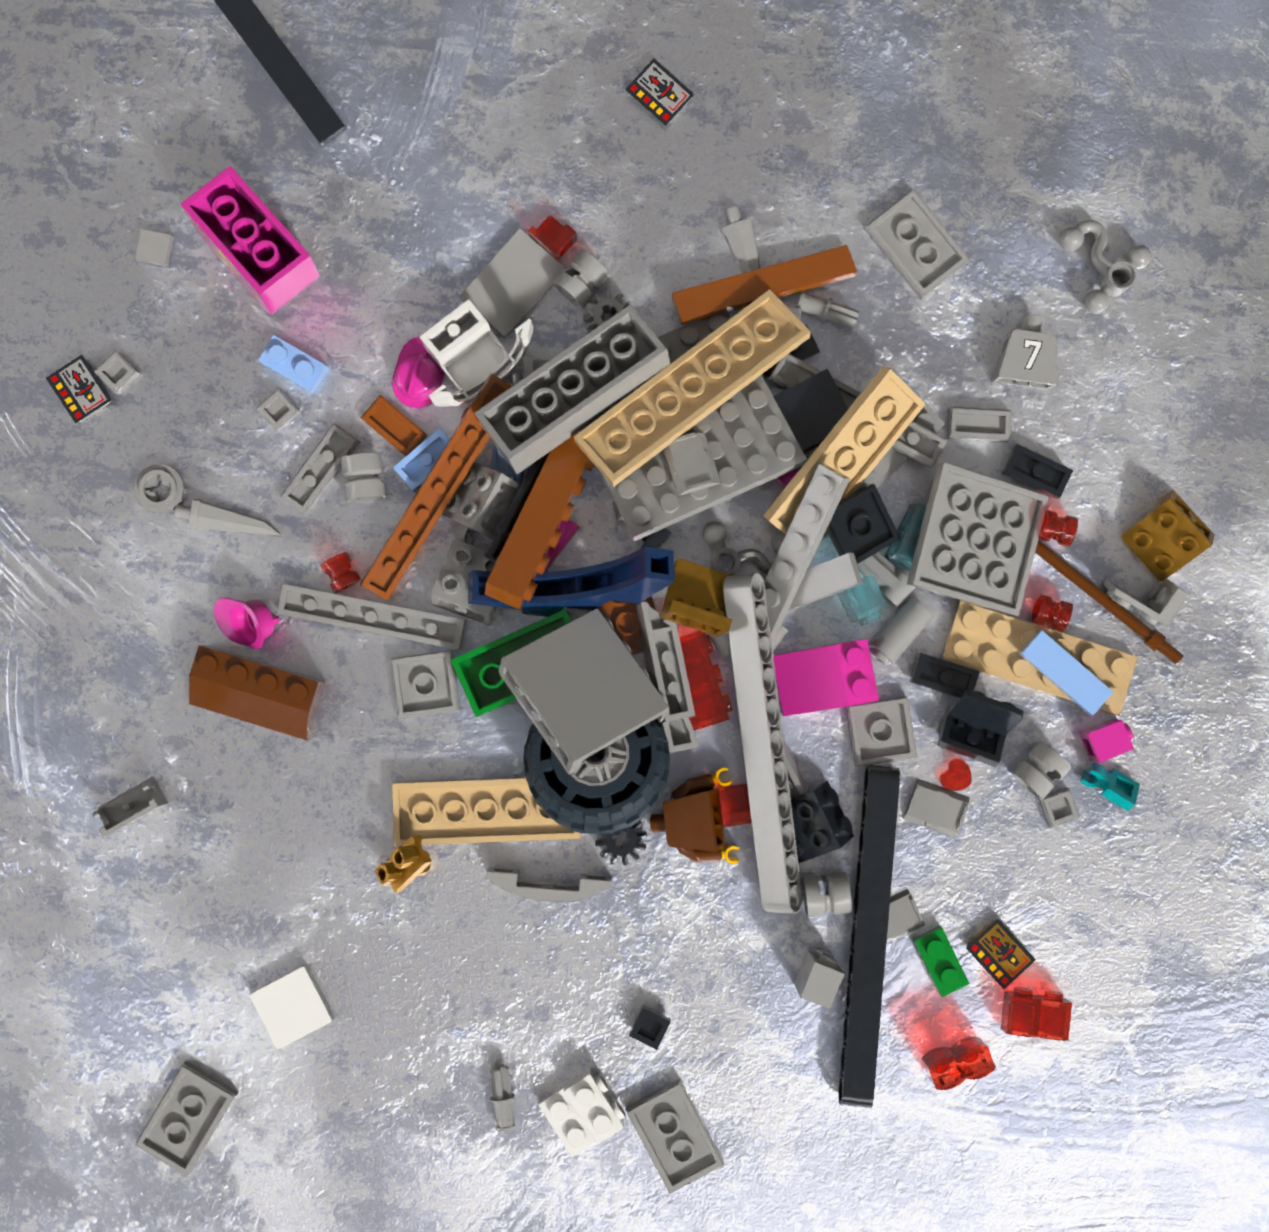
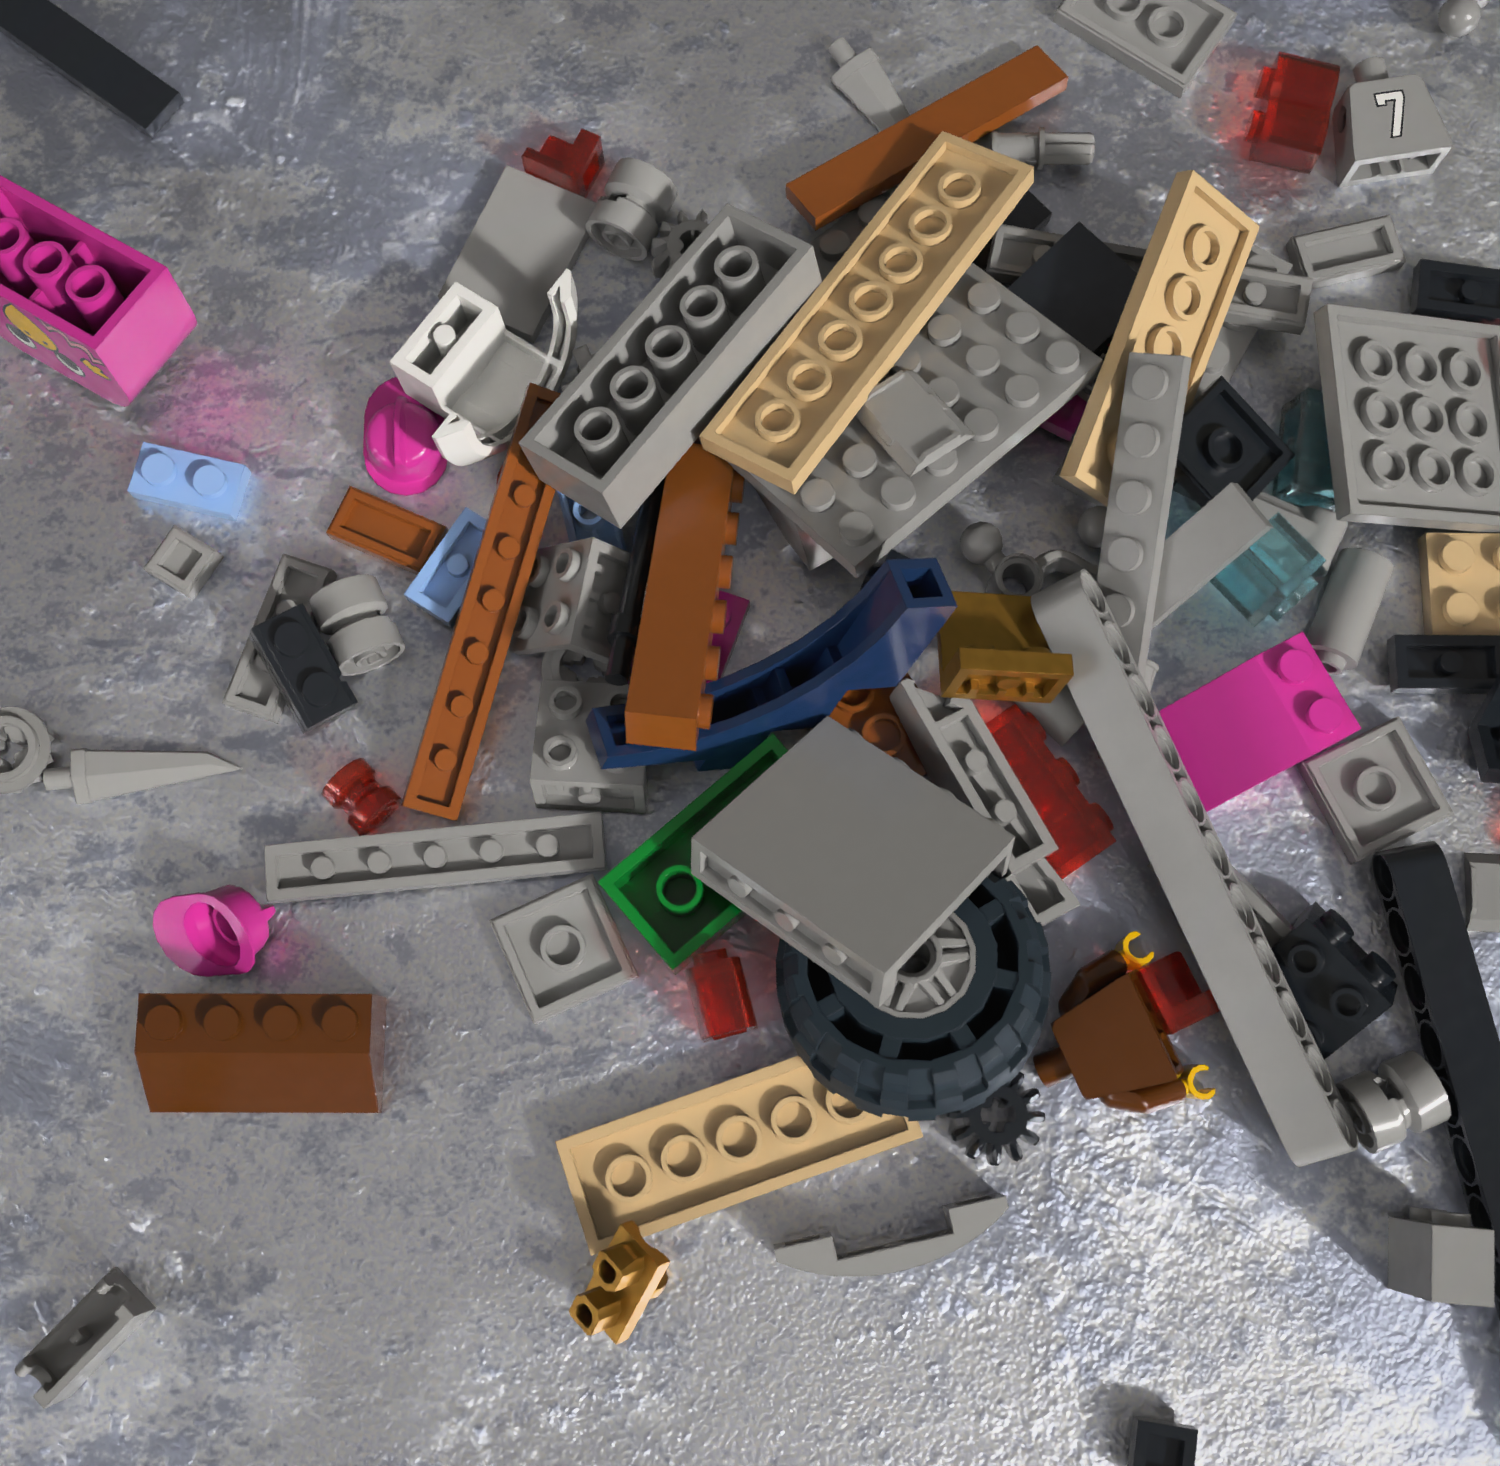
camera: 20 degrees left, 10 degrees down
(327, 495) = (302, 668): none -> black brick
(497, 737) = (720, 996): none -> clear red brick
(979, 331) = (1292, 112): none -> clear red brick

